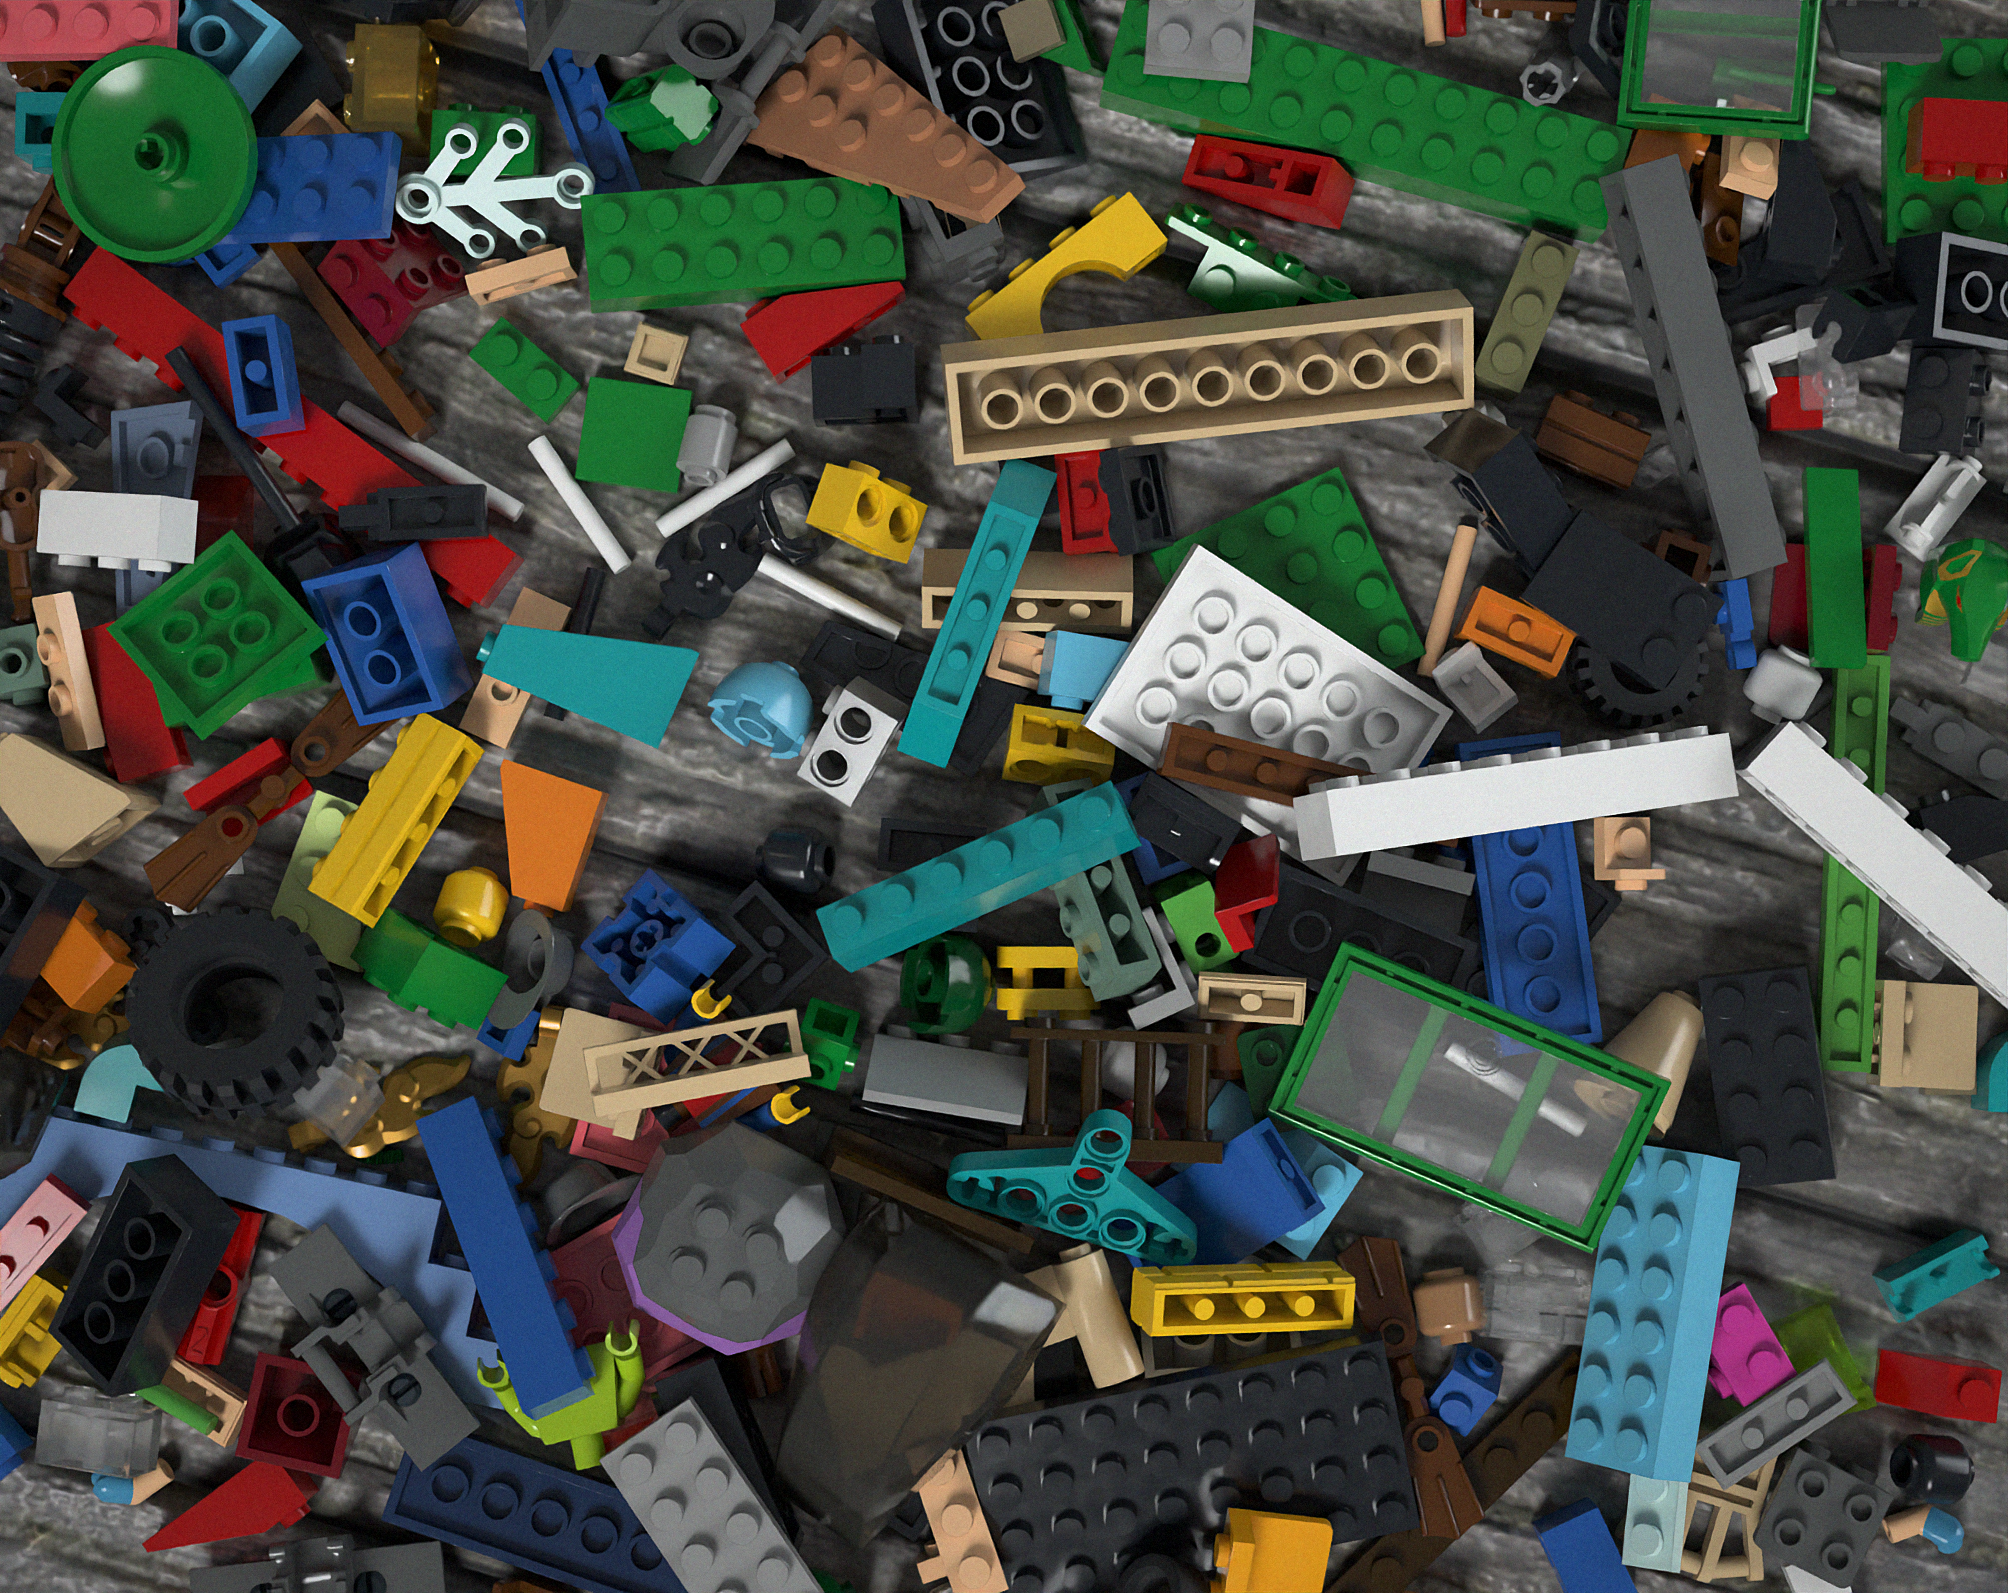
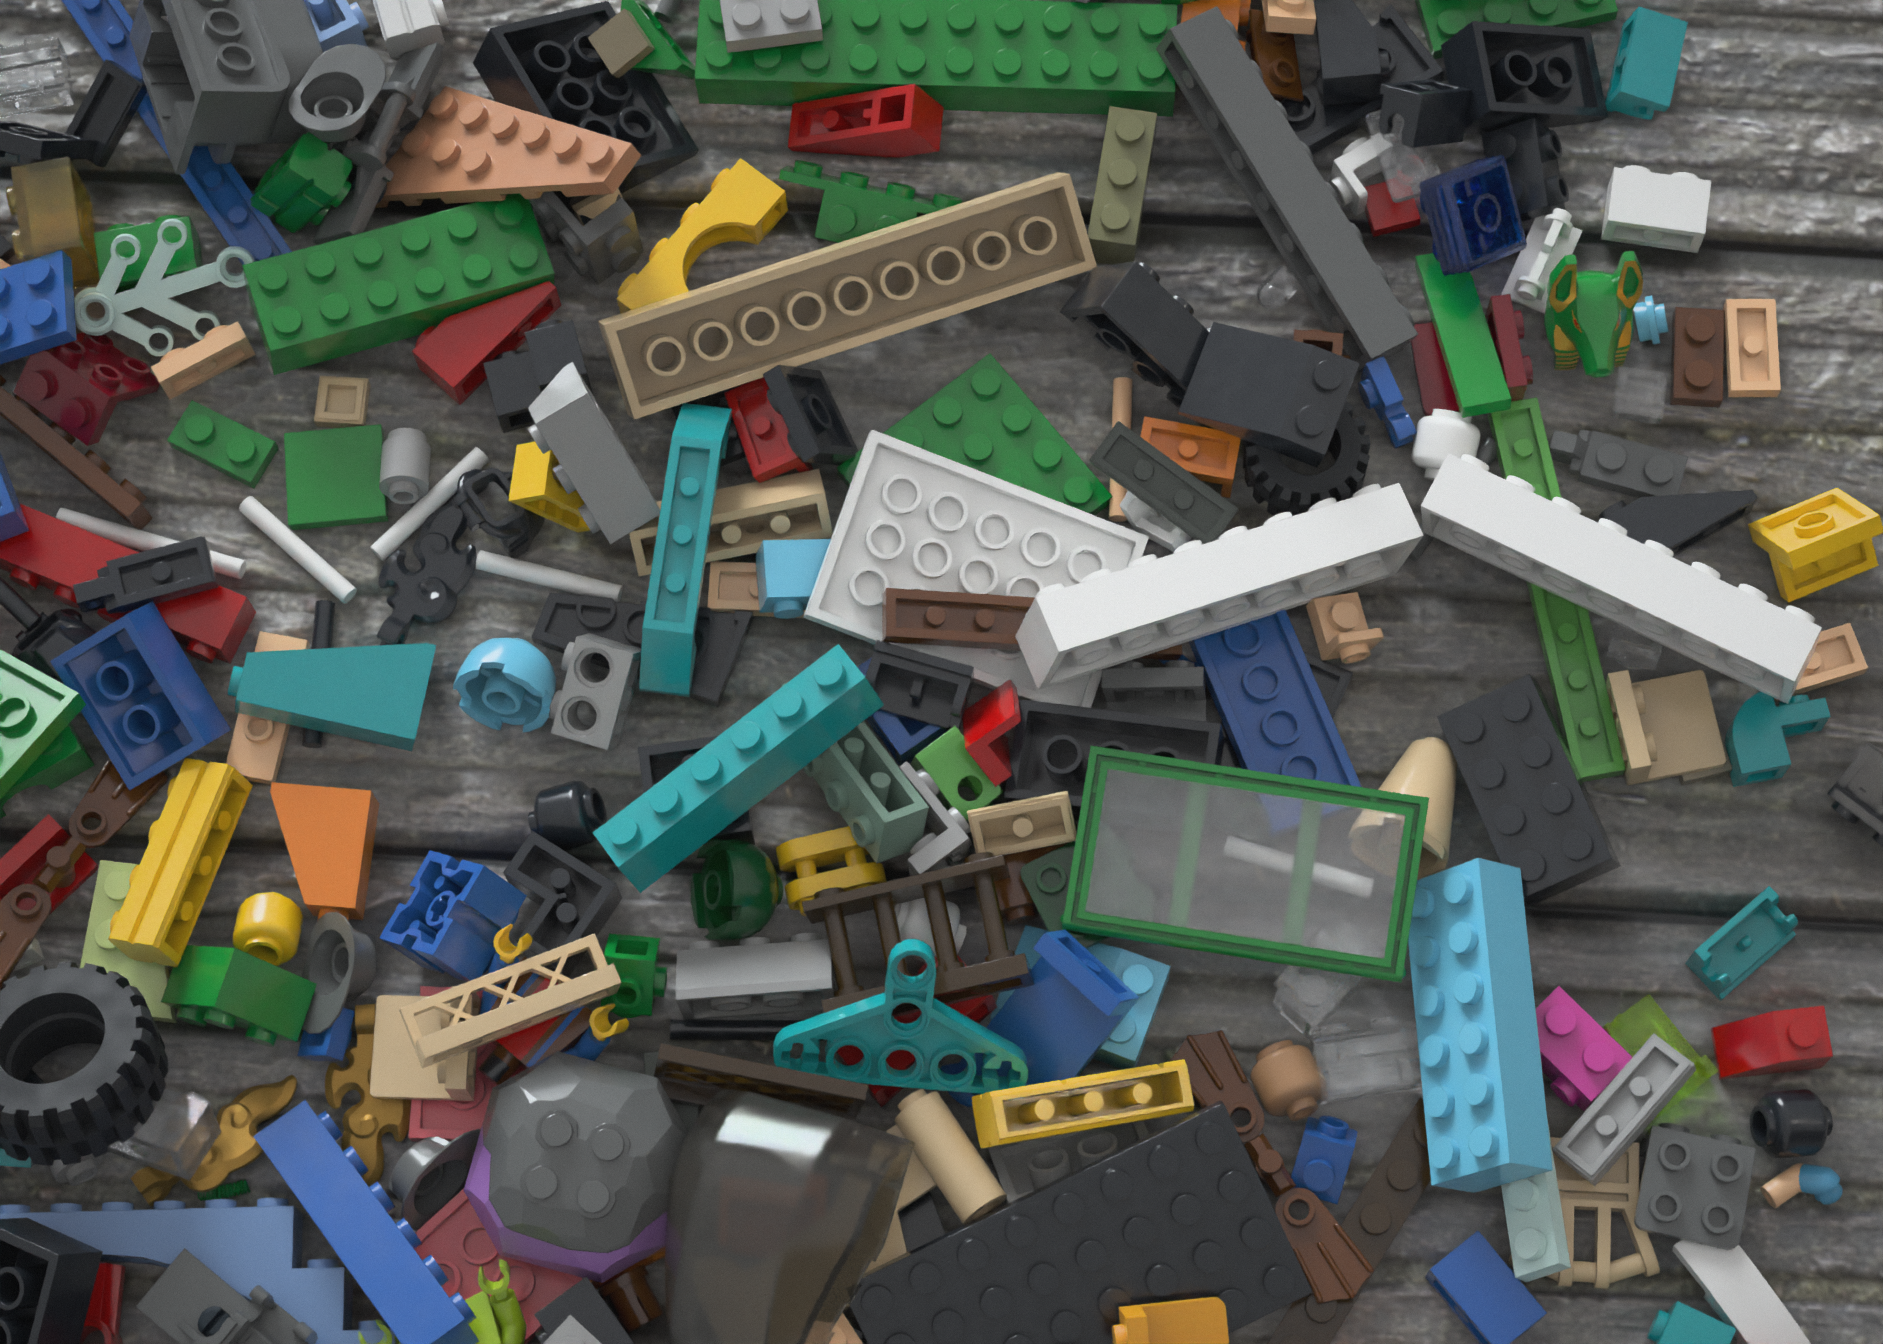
camera: 10 degrees left, 15 degrees down
(901, 499) = (591, 457): none -> light grey slope
(1054, 748) = (780, 649): yellow brick -> none
(1483, 666) = (1163, 484): none -> pearl dark grey tile
(1589, 442) = (1214, 278): reddish brown brick -> none
(1881, 447) = (1472, 215): none -> clear blue brick

